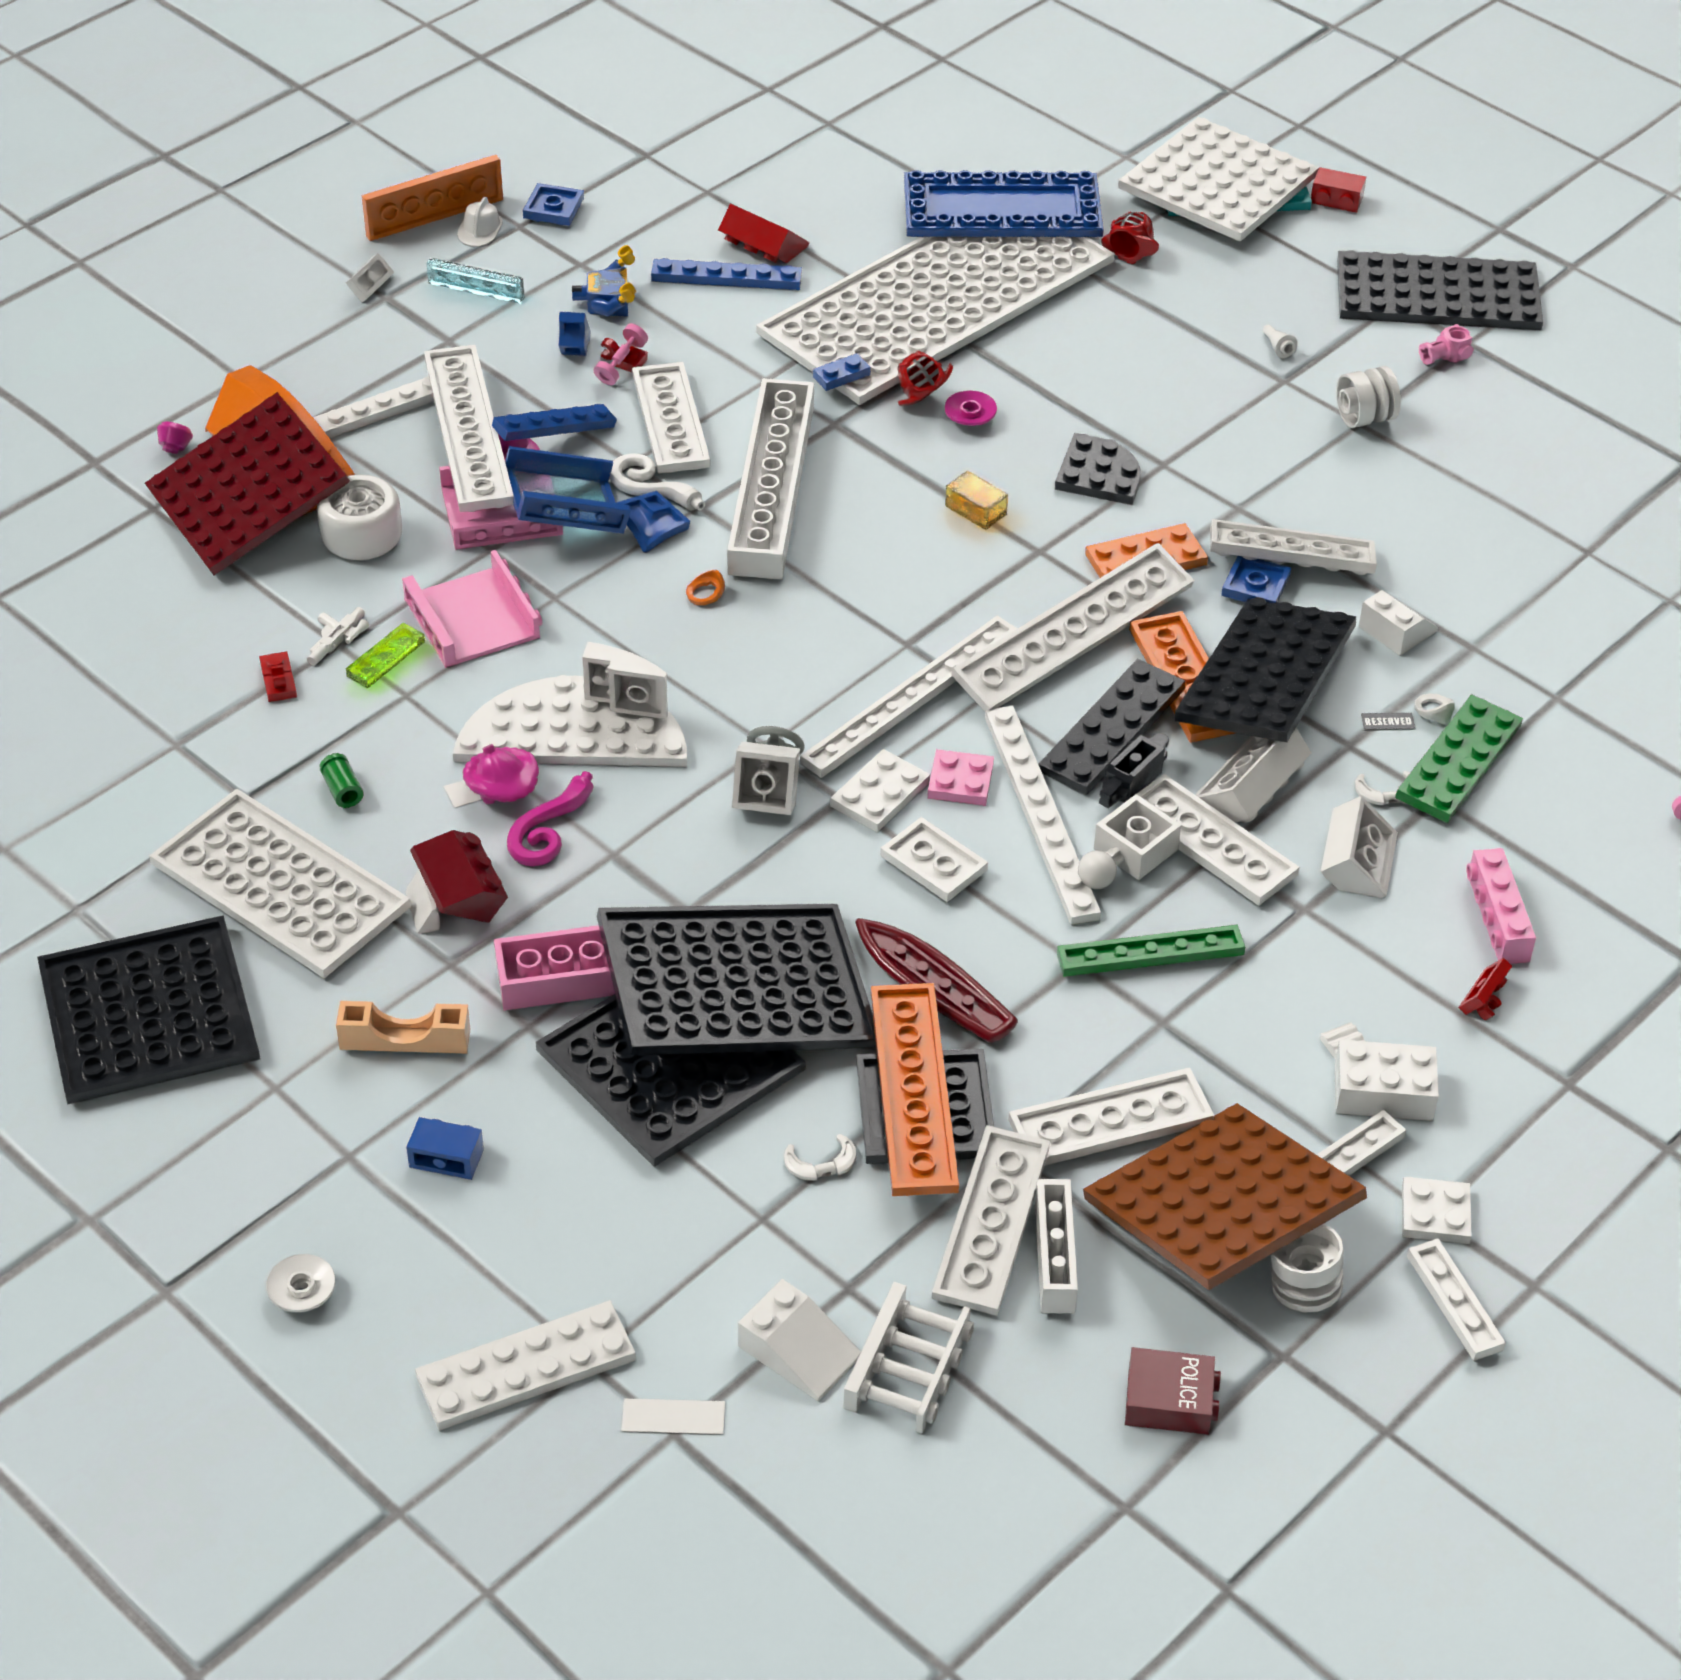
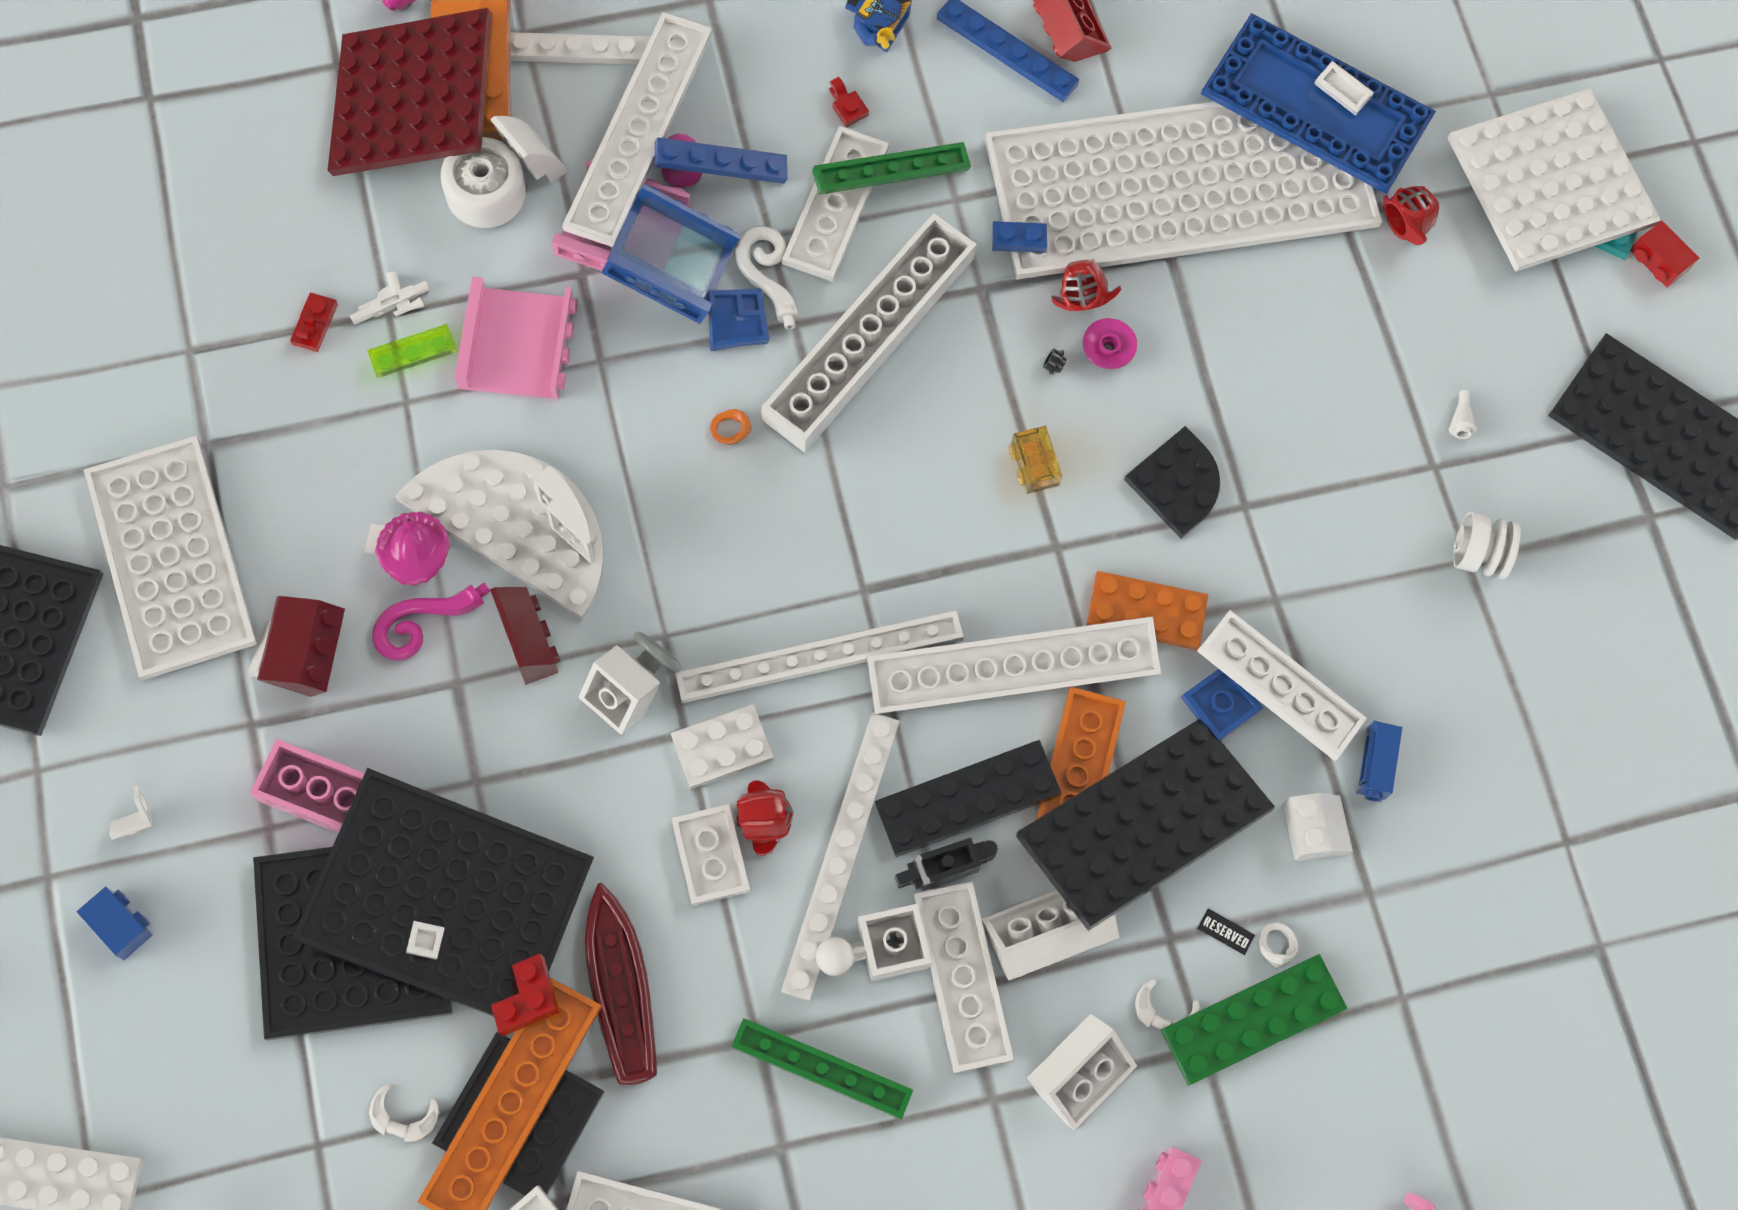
camera: 25 degrees right, 25 degrees up
(341, 780) = (285, 474): green piece -> none
(367, 1028) = (158, 780): light nougat arch -> none
(389, 468) = (529, 148): none -> white slope
(409, 1063) = (135, 822): none -> white bracket
(573, 333) = (812, 57): blue brick -> none
(635, 336) = (838, 105): bright pink wheel -> none
(647, 788) = (526, 632): none -> dark red slope
(699, 372) = (891, 168): none -> green plate
(748, 1000) = (425, 940): none -> white plate
(872, 1005) = (532, 1003): none -> red plate
(936, 438) = (1055, 361): none -> black plate
(958, 810) = (764, 816): none -> red piece
(960, 777) = (800, 773): bright pink plate -> none
(1016, 183) = (1344, 88): none -> white tile
(1407, 560) = (1379, 761): none -> blue window
(1451, 345) = (1618, 516): bright pink connector -> none

